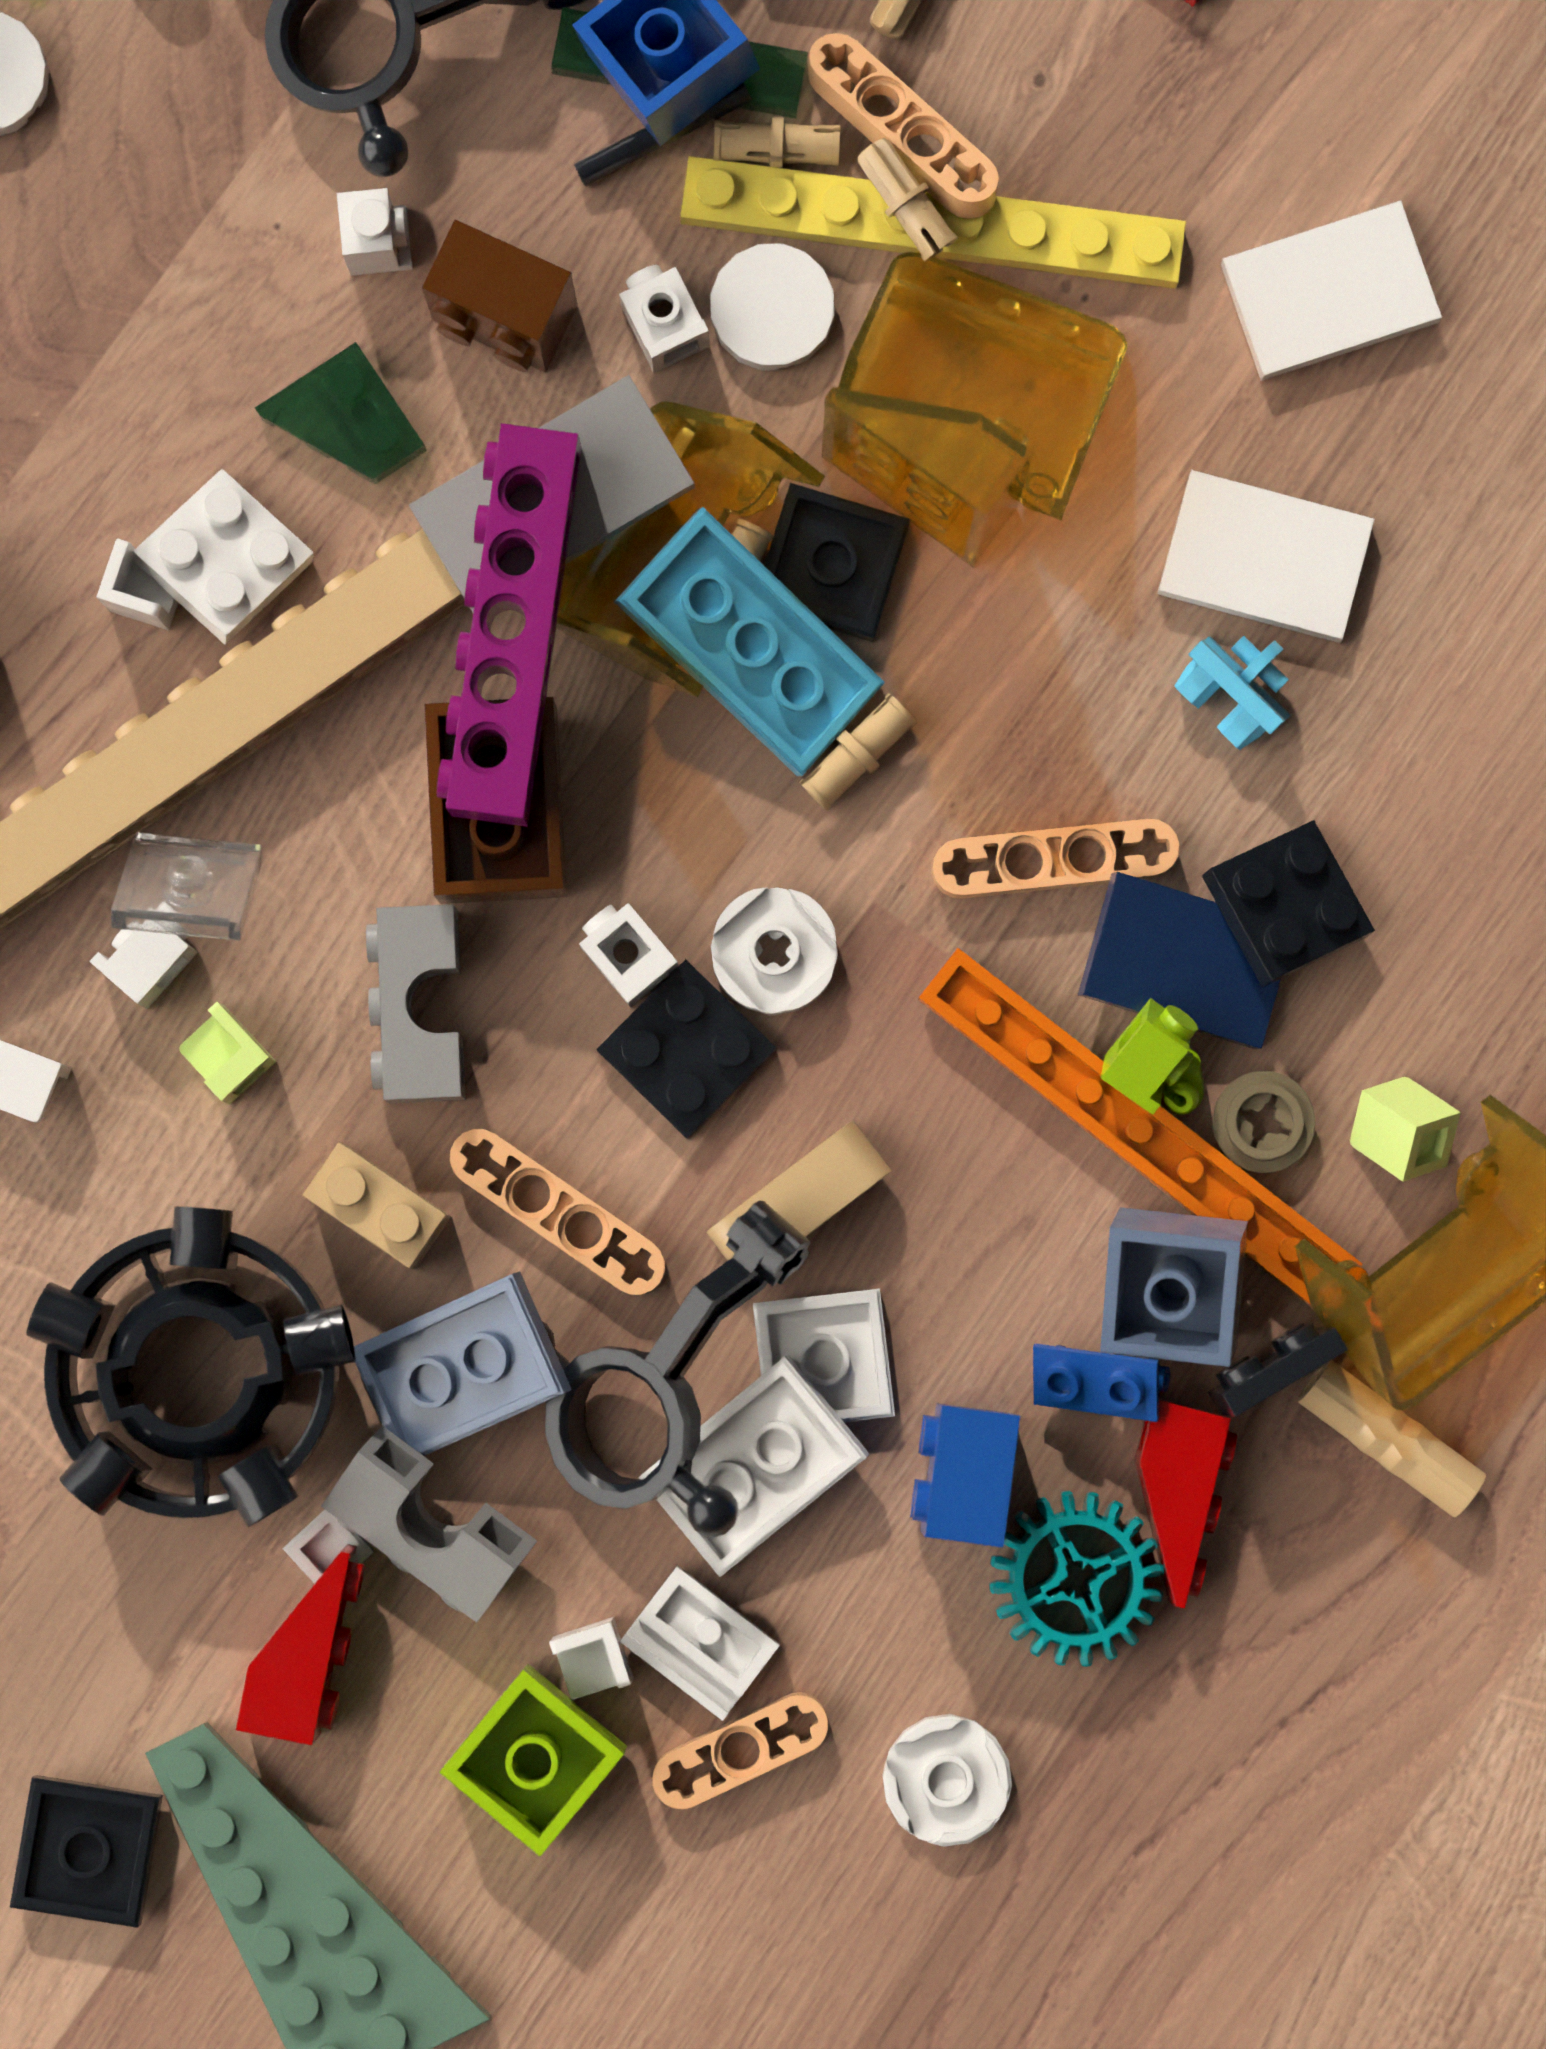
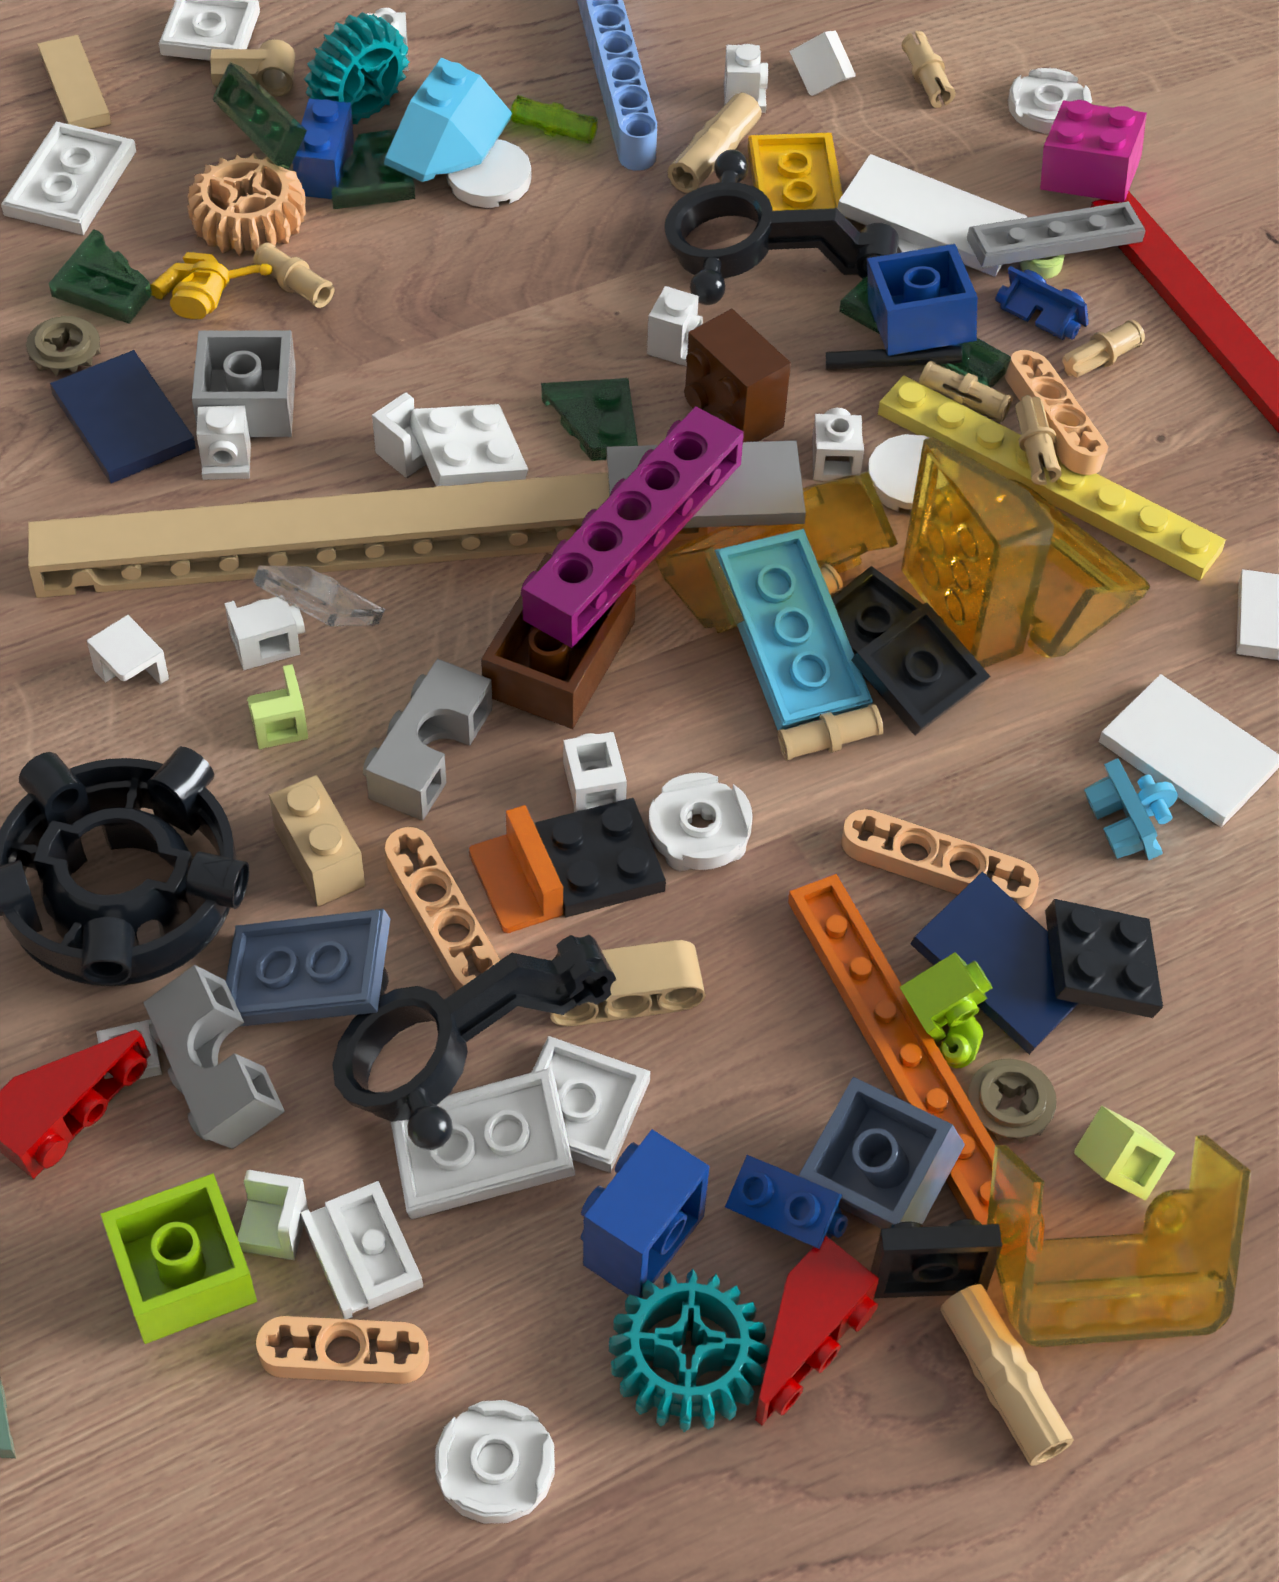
camera: 25 degrees right, 30 degrees down
(610, 1124) = (518, 874): none -> orange panel
(920, 614) = (920, 668): none -> black plate

